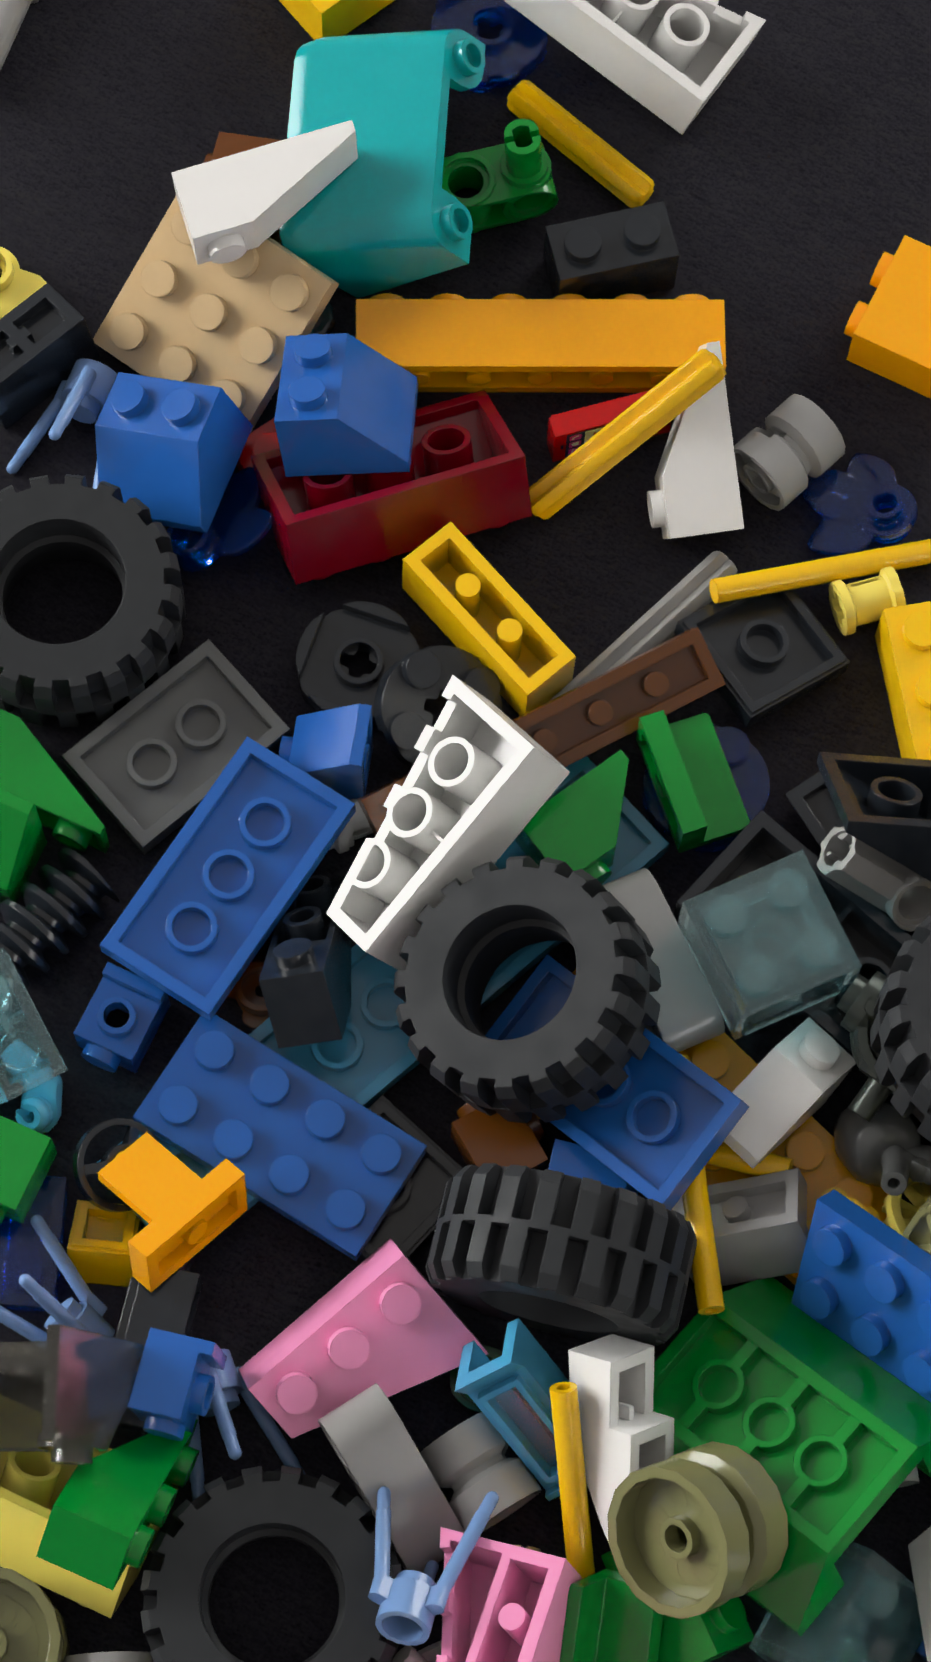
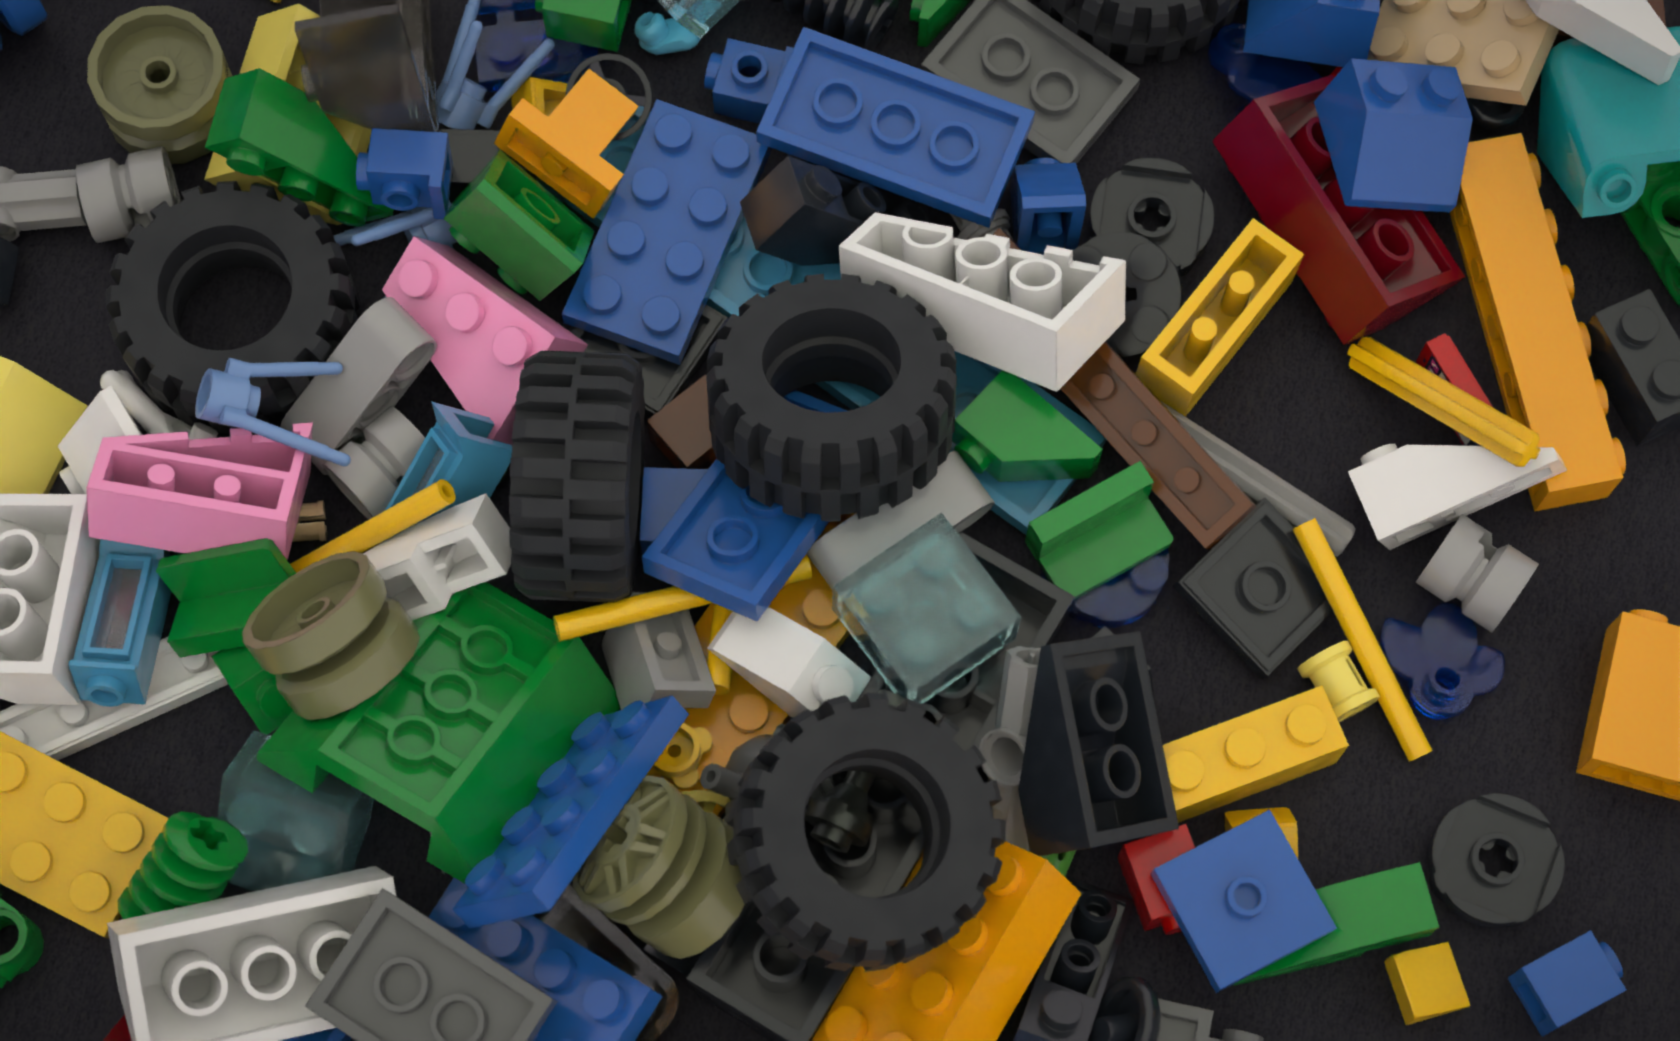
camera: 80 degrees right, 0 degrees up
(256, 1278) = (519, 228): none -> green slope

